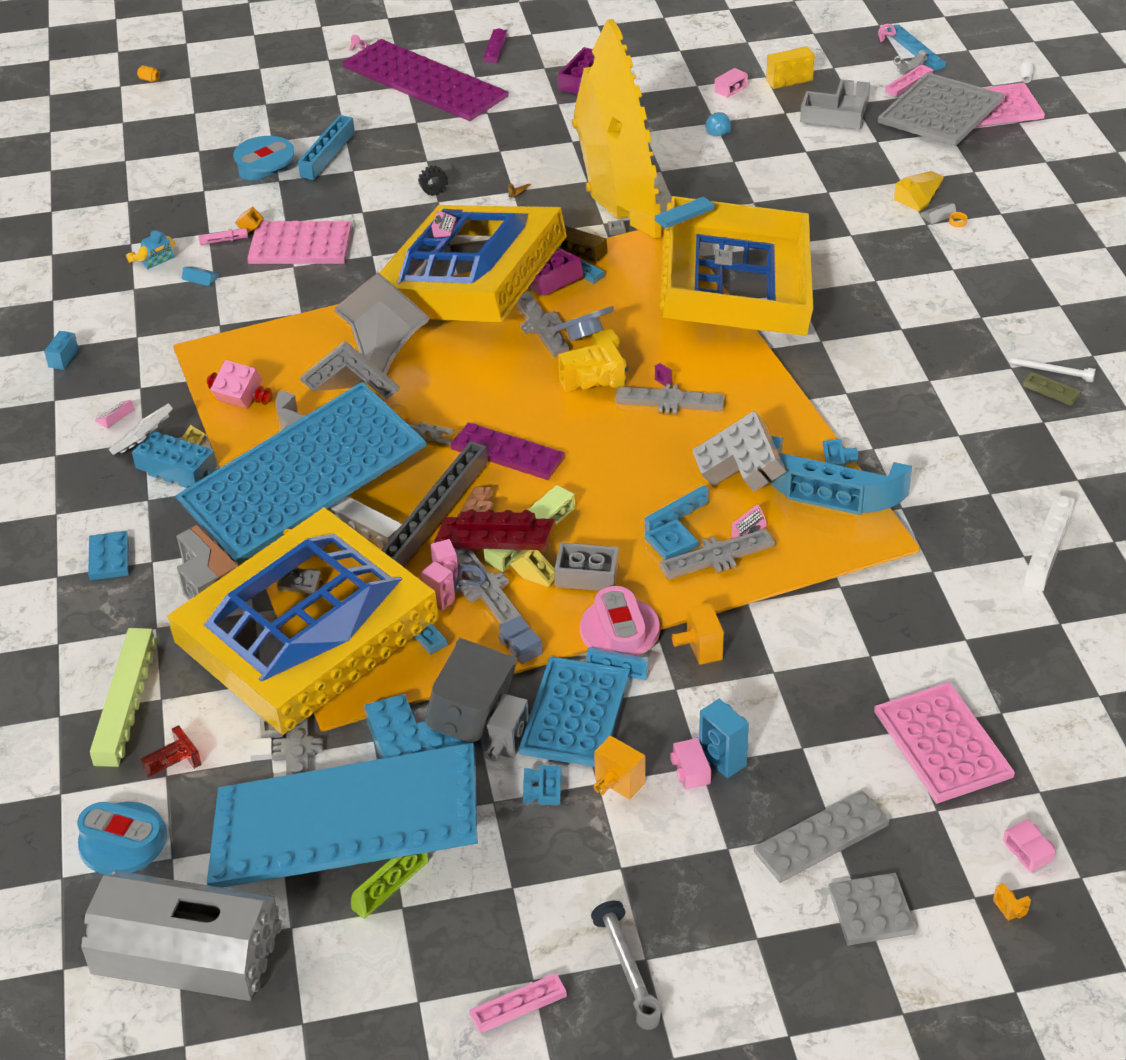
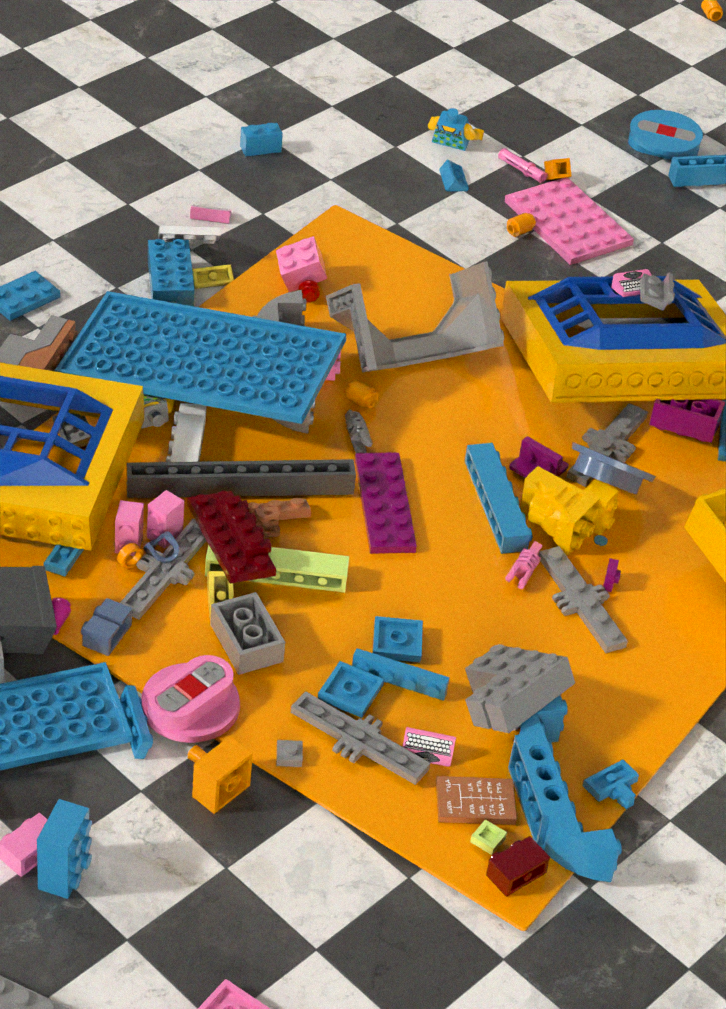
camera: 50 degrees right, 0 degrees up
(286, 265) = (520, 224): none -> light orange brick
(459, 599) = (126, 551): none -> light orange piece
(465, 214) = (657, 292): none -> light grey bracket
(536, 360) = (535, 454): none -> magenta bracket
(551, 394) = (497, 498): none -> dark azure brick
(623, 409) = (525, 565): none -> bright pink hinge
(642, 498) = (398, 638): none -> dark azure plate
(703, 594) = (289, 753): none -> light grey plate
(806, 523) = (475, 800): none -> nougat tile
(842, 530) = (488, 837): none -> yellowish green plate
(875, 526) = (517, 865): none -> dark red brick

